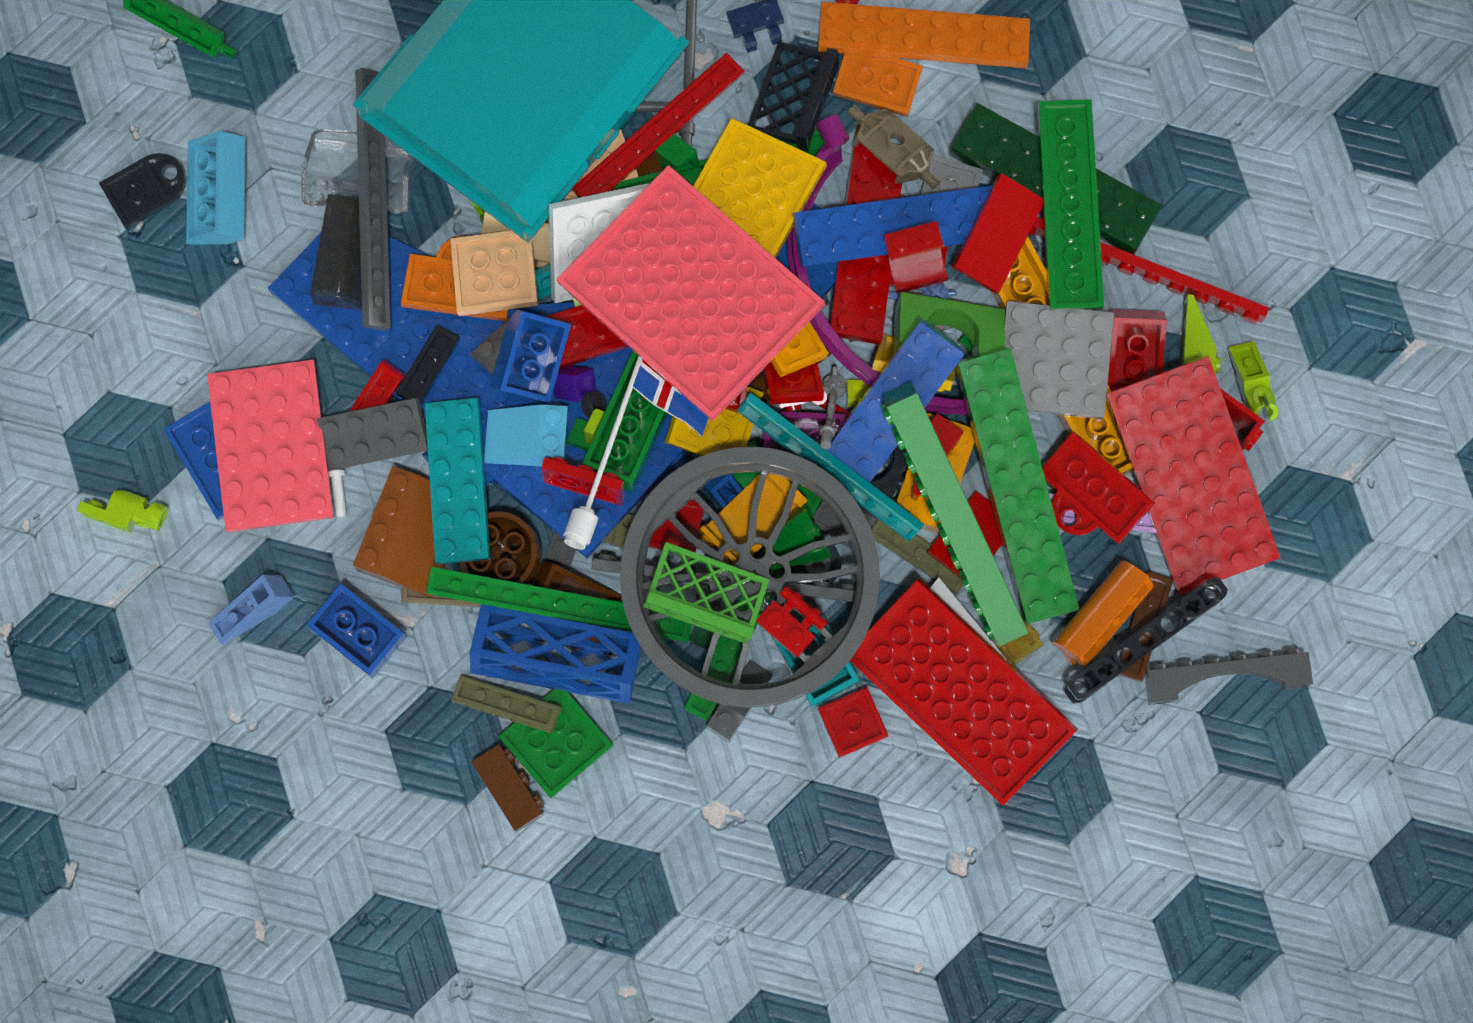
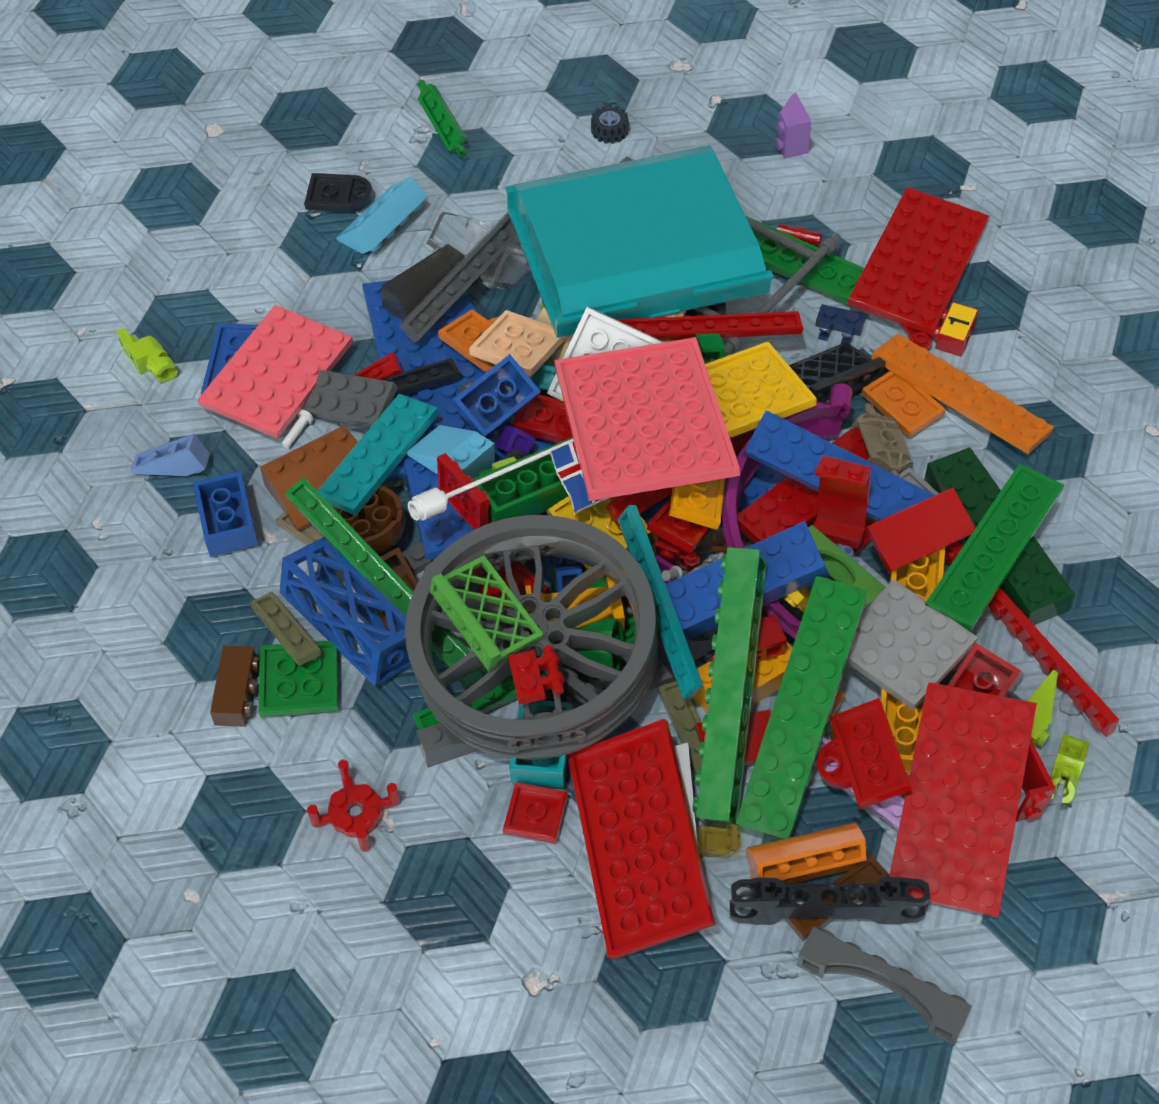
camera: 40 degrees right, 25 degrees down
(702, 808) = (349, 797): none -> red plate

